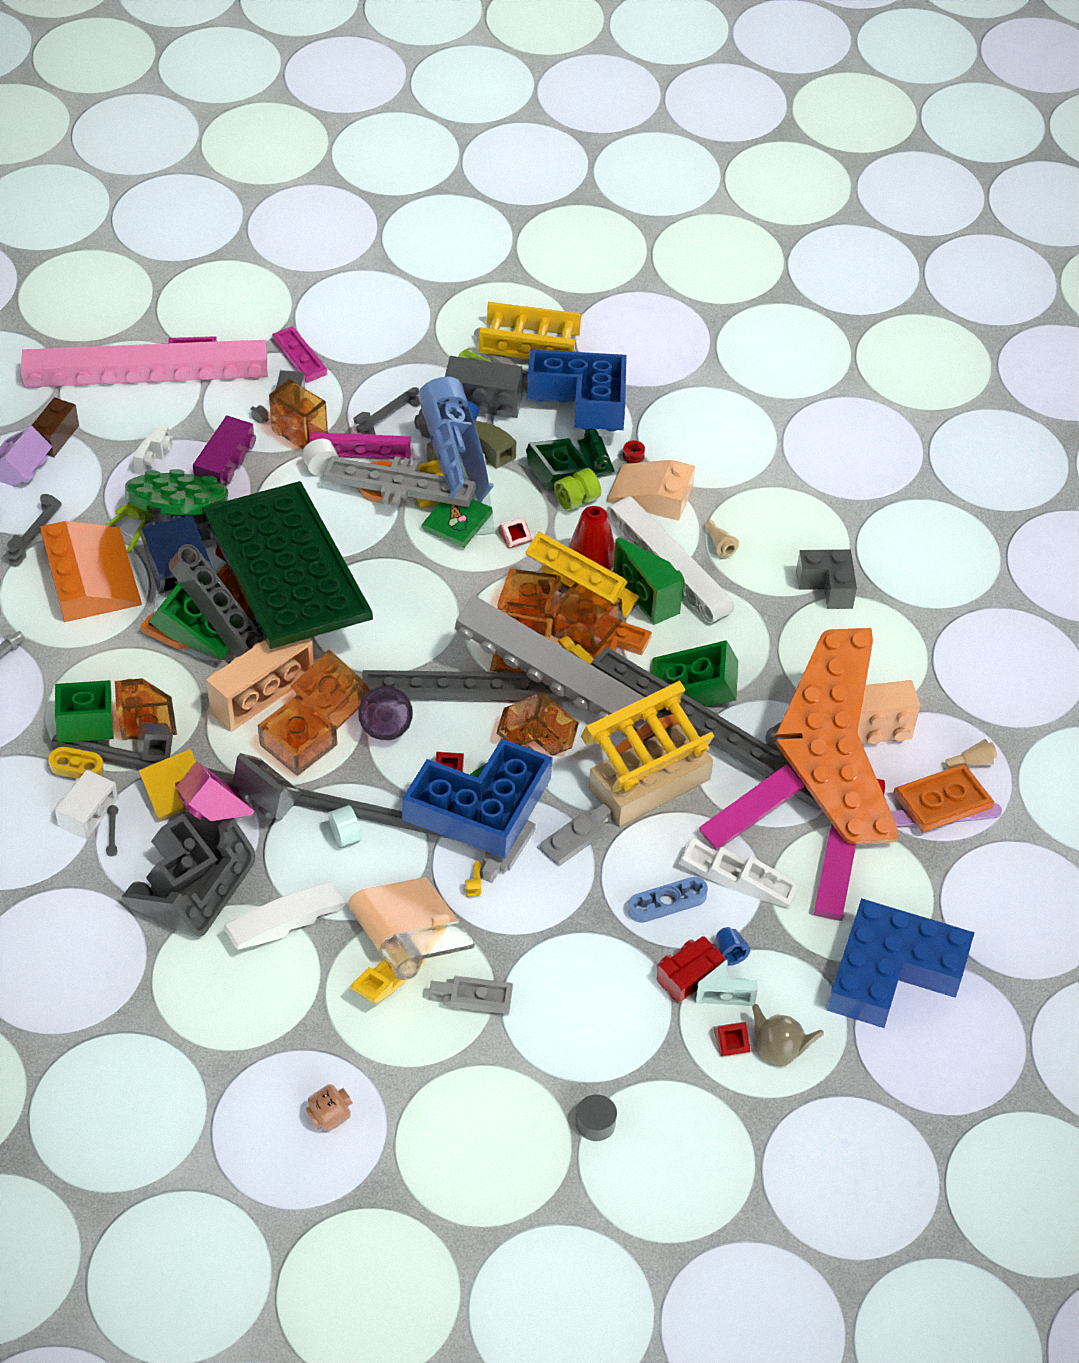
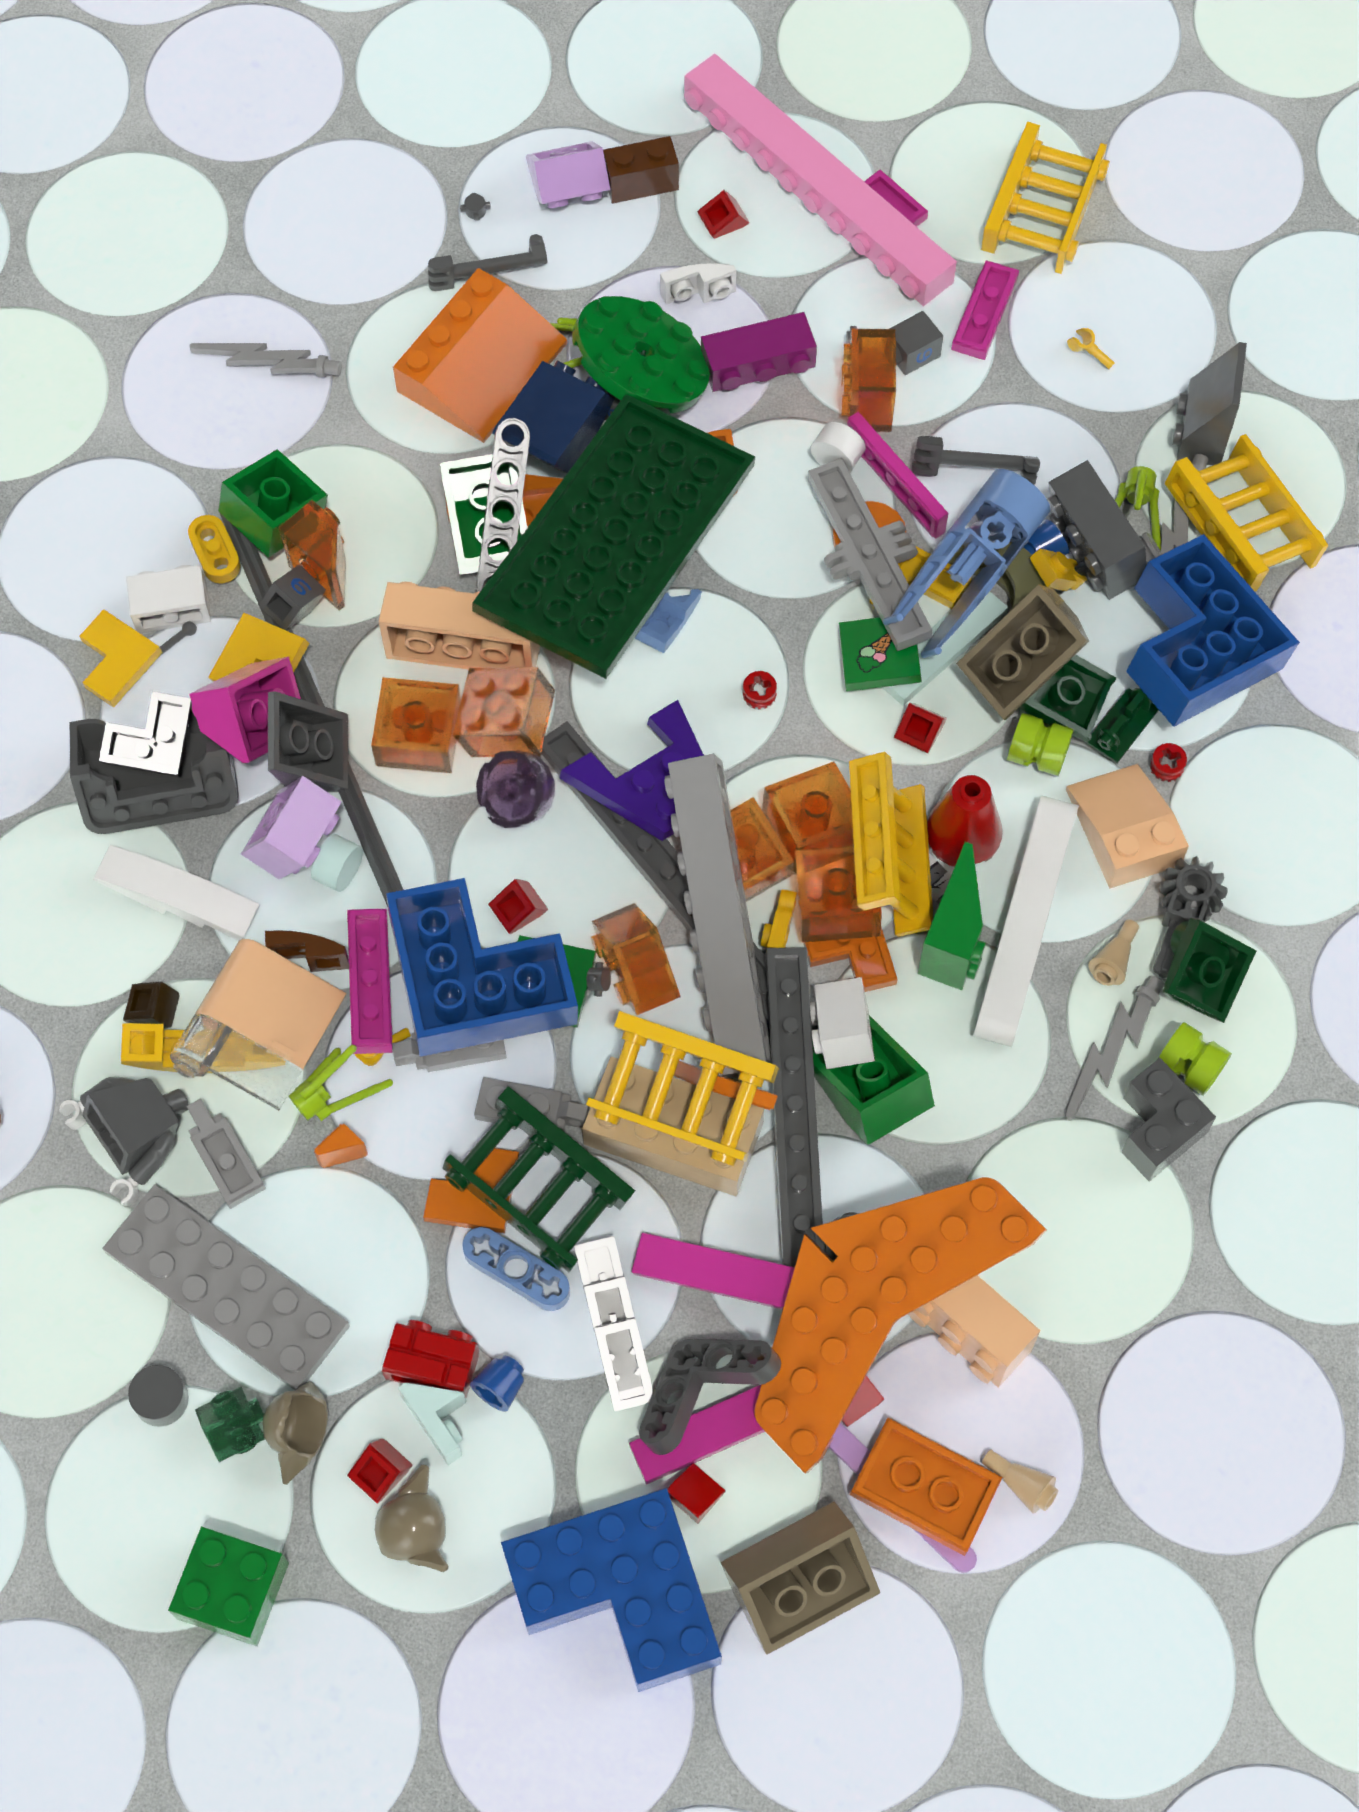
camera: 55 degrees right, 15 degrees up
(95, 848) = (125, 654): none -> yellow tile
(119, 416) = (722, 215): none -> red slope
(250, 303) = (1021, 175): none -> yellow fence
(306, 827) = (292, 828): none -> lavender brick
(339, 976) = (151, 1004): none -> dark brown slope
(363, 328) = (1090, 346): none -> yellow hand
(387, 871) = (319, 952): none -> reddish brown slope
(416, 1023) = (131, 1124): none -> dark grey torso
(430, 586) = (752, 697): none -> red bush
(432, 857) = (369, 981): none -> dark pink tile
(445, 655) = (641, 791): none -> dark purple wing
(462, 299) = (1210, 407): none -> dark grey slope
(478, 927) = (311, 1095): none -> lime plant
(487, 416) = (1057, 570): none -> yellow plate
(523, 931) = (340, 1147): none -> orange slope
(528, 453) = (1024, 650): none -> dark tan slope
(555, 1046) = (226, 1287): none -> light grey plate
(612, 891) = (463, 1209): none -> orange tile
(629, 826) = (544, 1139): none -> dark green fence
(648, 1086) = (231, 1423): none -> clear green brick
(664, 659) = (842, 1023): none -> white brick
(678, 1057) = (296, 1428): none -> dark tan piece
(721, 493) = (1183, 905): none -> dark grey gear
(746, 1148) = (228, 1586): none -> green brick
(762, 562) = (1147, 998): none -> light grey piece
(764, 505) = (1206, 968): none -> dark green slope
(802, 855) = (666, 1423): none -> dark grey beam
(813, 538) = (1194, 1059): none -> lime wheel
(868, 893) = (695, 1493): none -> red slope
(951, 879) = (801, 1577): none -> dark tan slope

